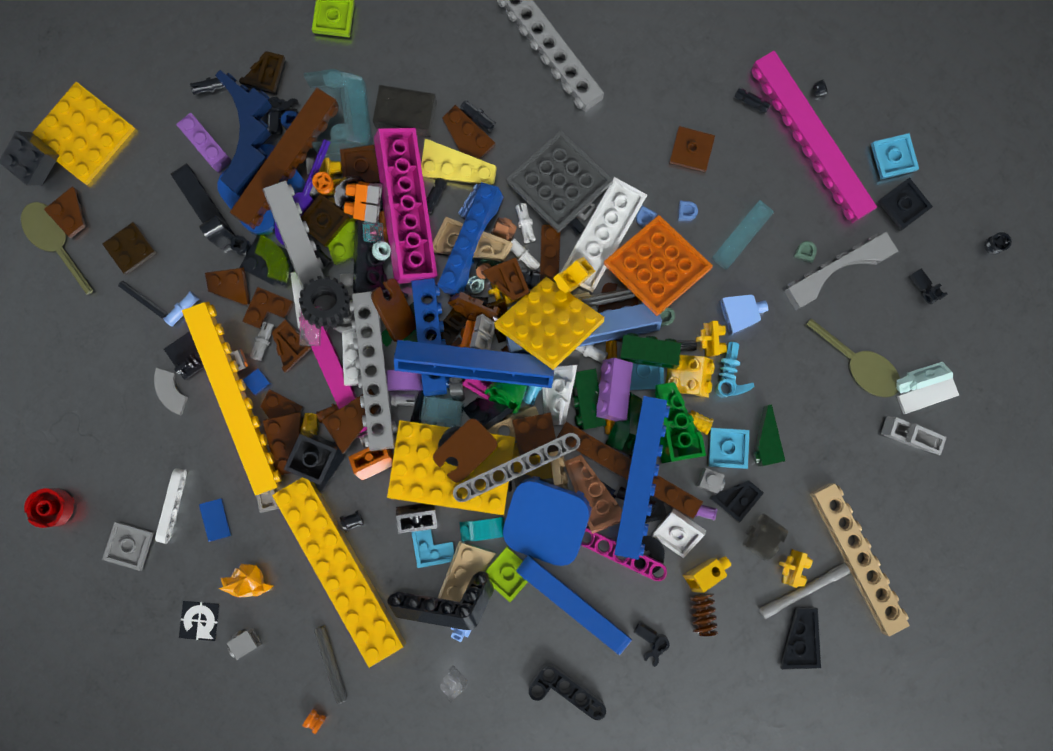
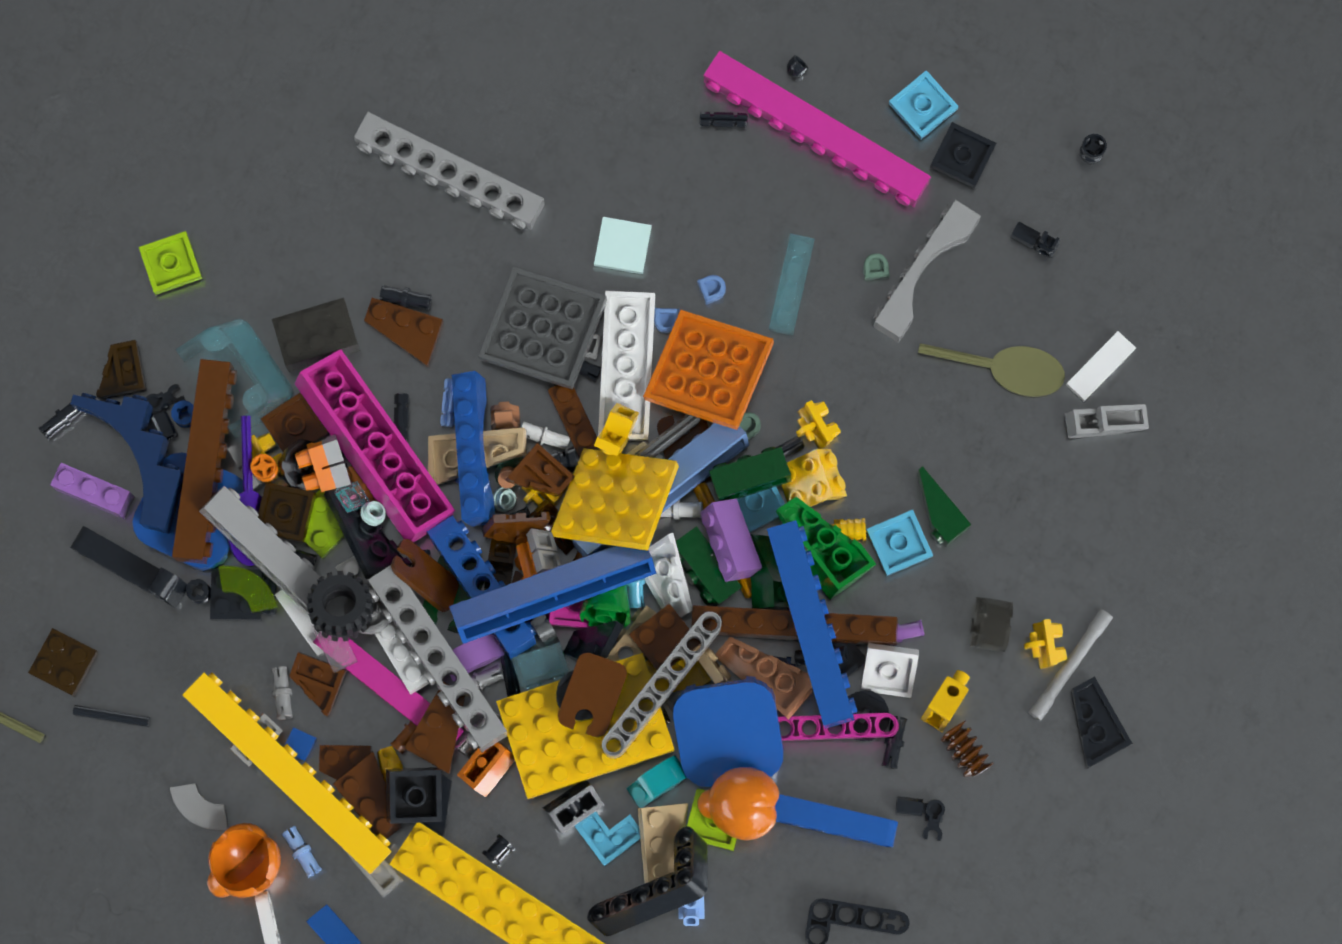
camera: 25 degrees left, 5 degrees down
(175, 443) = (242, 862): none -> orange piece
(184, 356) = (201, 751): black hinge -> none
(188, 301) = (164, 703): light blue pin -> none
(221, 455) = (301, 851): none -> light blue pin
(229, 284) = (207, 645): reddish brown wing -> none
(265, 303) = (260, 646): reddish brown plate -> none
(453, 165) = (407, 370): light yellow wing -> none
(525, 223) = (527, 397): white pin -> none
(531, 576) = (741, 803): none -> orange piece
(641, 152) = (622, 245): none -> light aqua tile
(654, 586) = (894, 744): none -> black pin
(692, 149) = (681, 212): reddish brown plate -> none
(711, 481) = (897, 591): light grey brick -> none
(727, 375) = (856, 459): medium azure piece -> none
(738, 499) = (940, 597): black wing -> none
(741, 312) = (835, 376): light blue torso -> none
(898, 618) = (1120, 609): tan brick -> none
(924, 377) = (1085, 347): light aqua hinge -> none

